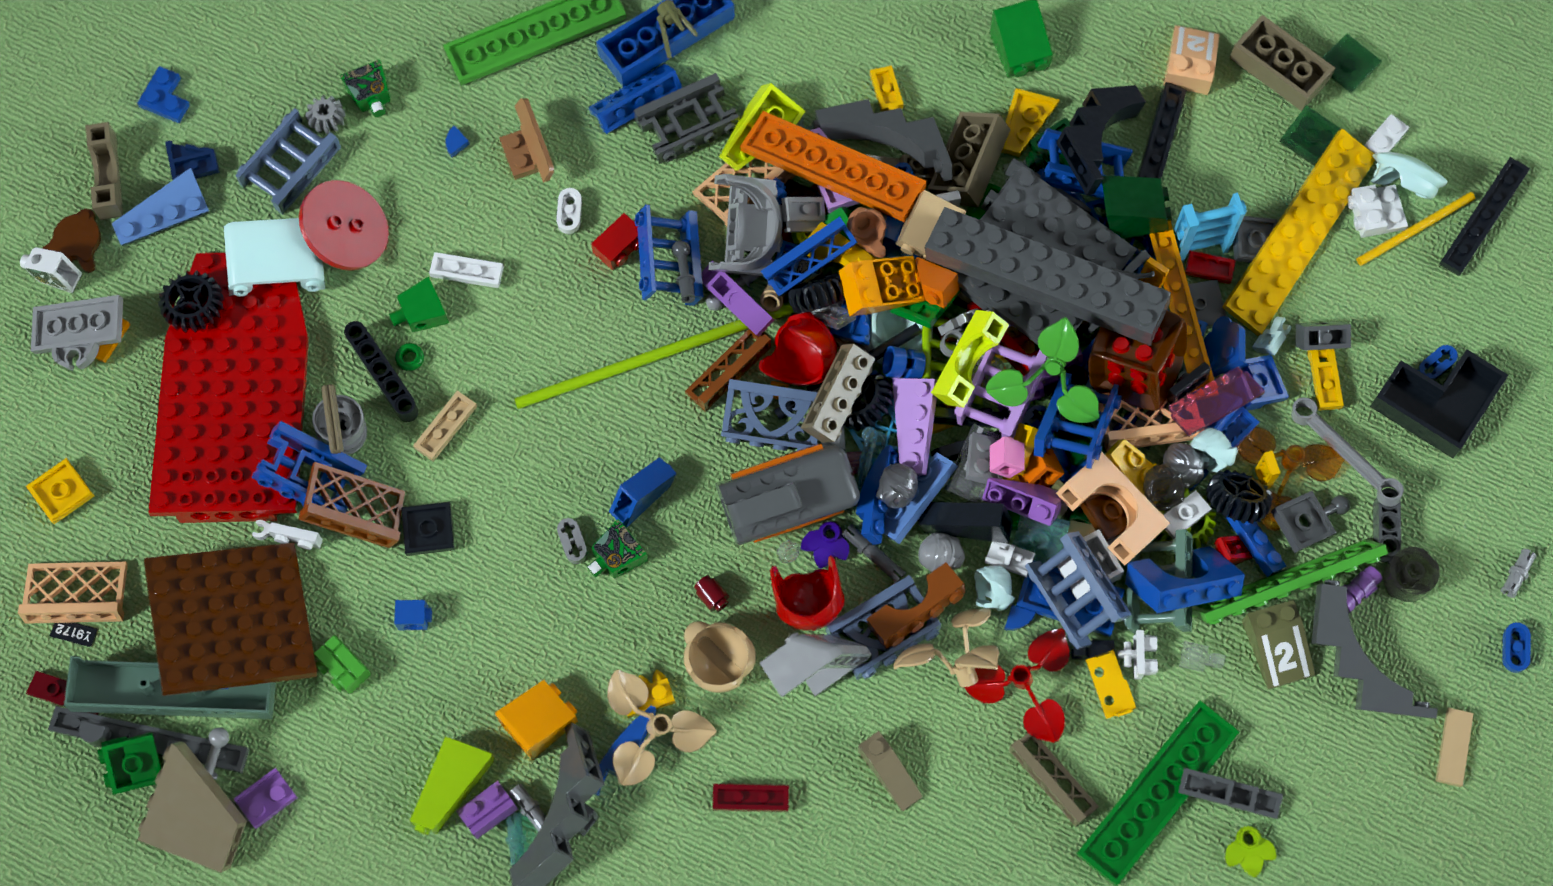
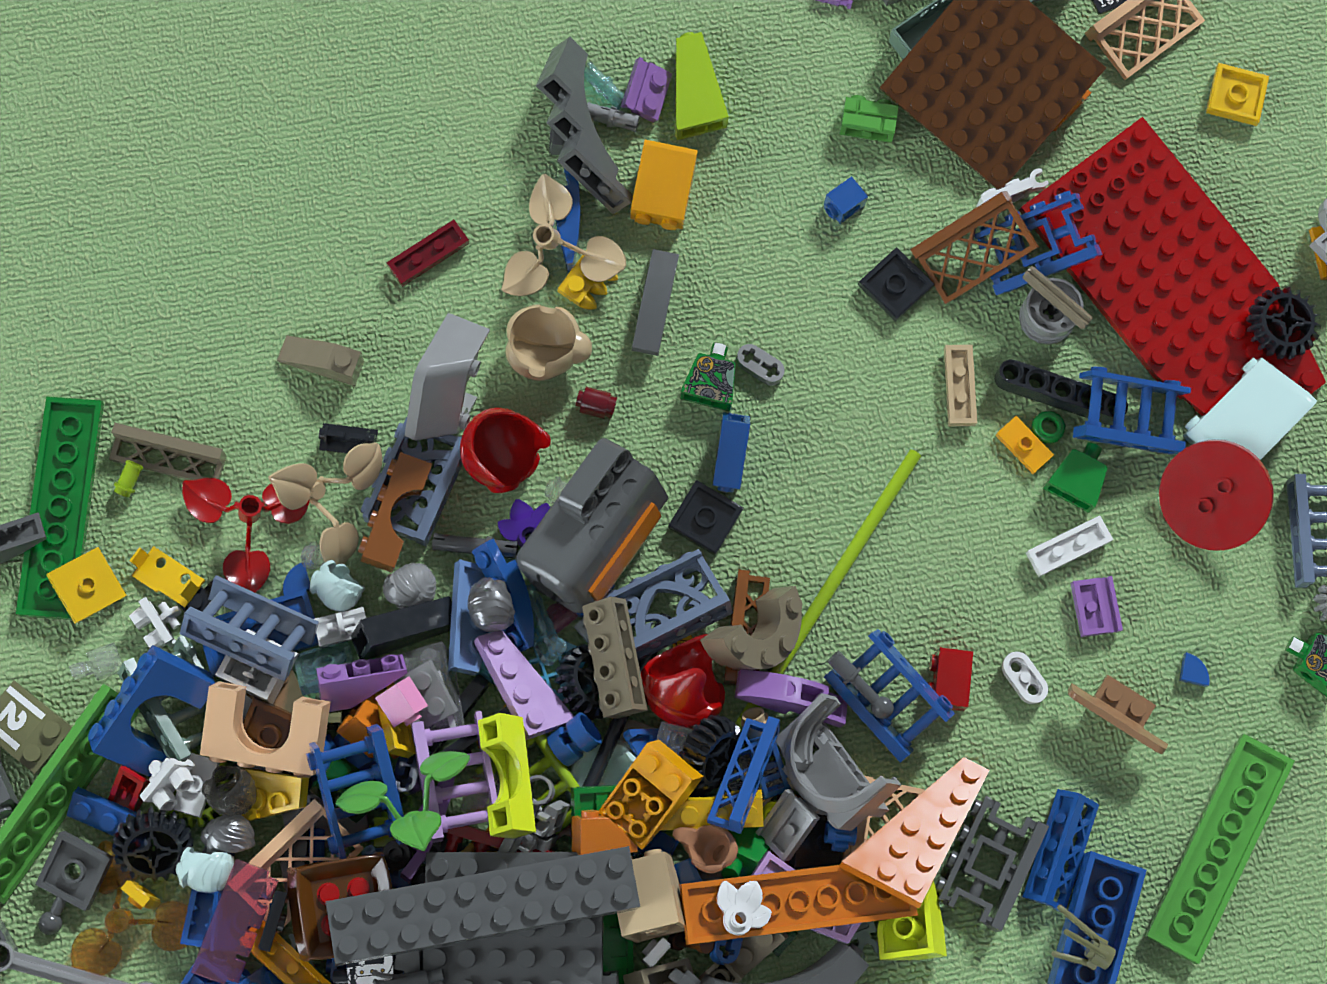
camera: 135 degrees right, 5 degrees up
(356, 298) = (1117, 433): none -> blue fence
(436, 357) = (1024, 445): none -> light orange plate
(483, 221) = (1096, 606): none -> medium lavender plate
(611, 637) = (655, 302): none -> dark grey slope
(697, 460) = (705, 517): none -> black plate
(721, 342) = (772, 639): none -> dark tan brick
(735, 148) = (914, 843): none -> wing
(872, 178) = (745, 903): none -> white plate
(910, 696) = (344, 438): none -> black hinge
(995, 626) = (312, 556): none -> clear plate
(1098, 776) = (128, 479): none -> lime pin
(1175, 715) = (86, 585): none -> yellow plate
(1203, 528) = (165, 779): none -> white hips

